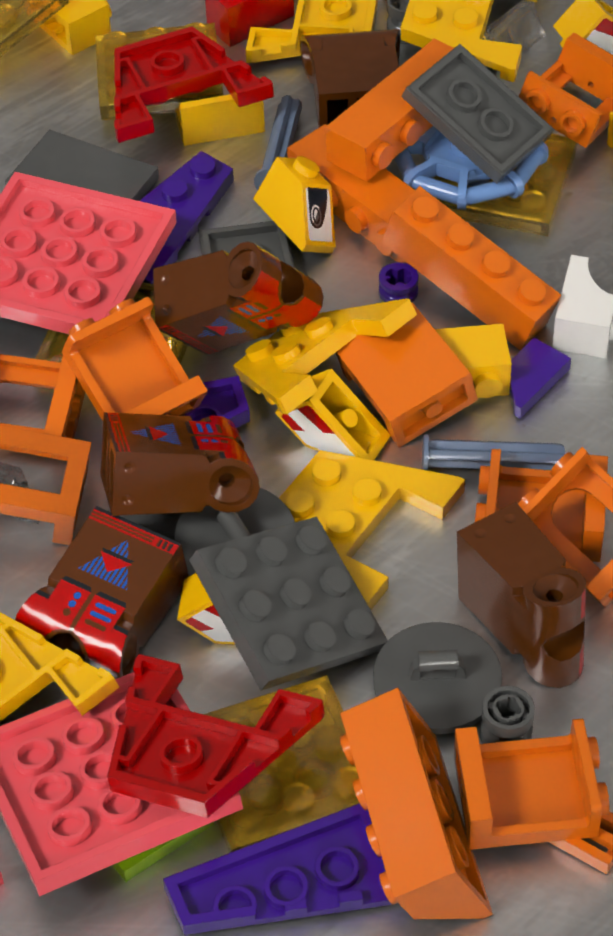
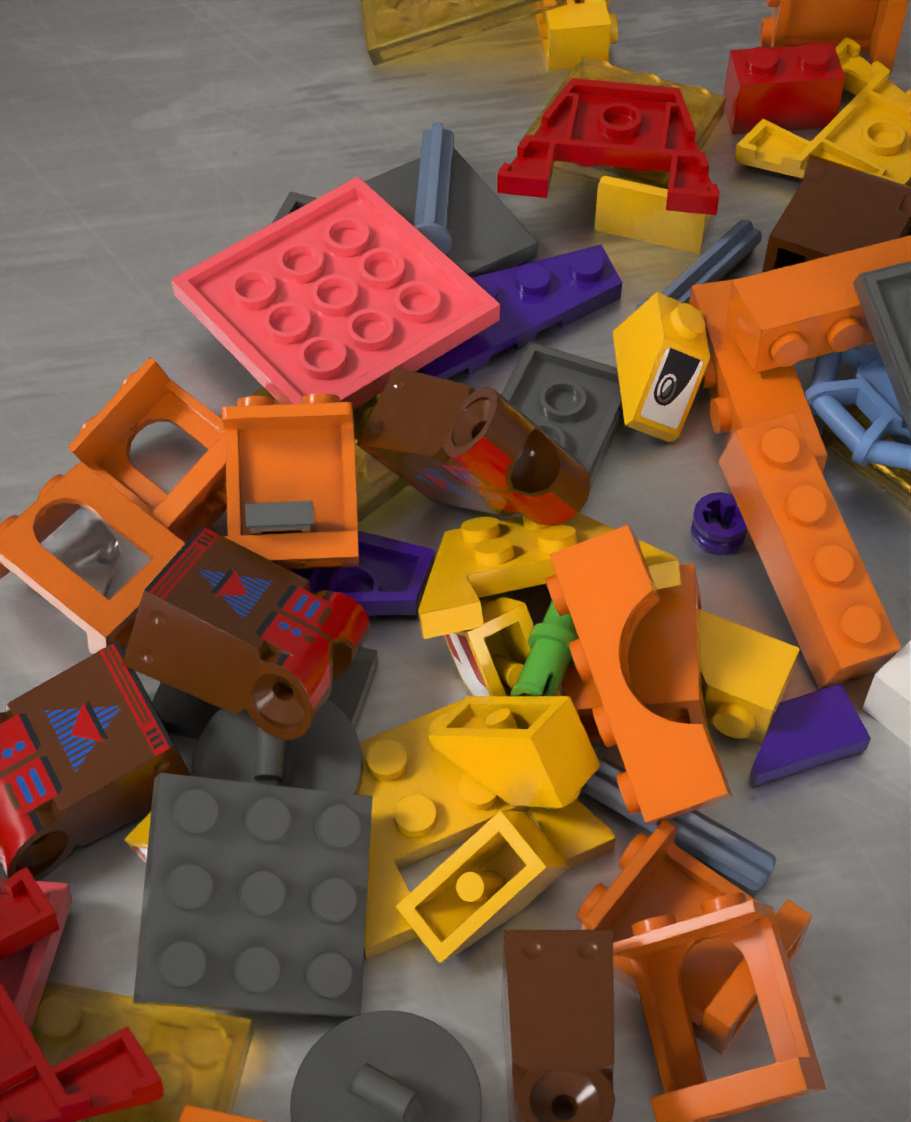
camera: 30 degrees right, 5 degrees up
(63, 155) = (434, 186): none -> sand blue axle
(145, 388) = (280, 517): none -> dark grey tile
(363, 384) = (548, 655): none -> bright green pin
(381, 451) = (520, 747): none -> yellow slope
(410, 535) = (482, 884): none -> yellow slope
(474, 412) = (608, 593): none -> orange arch

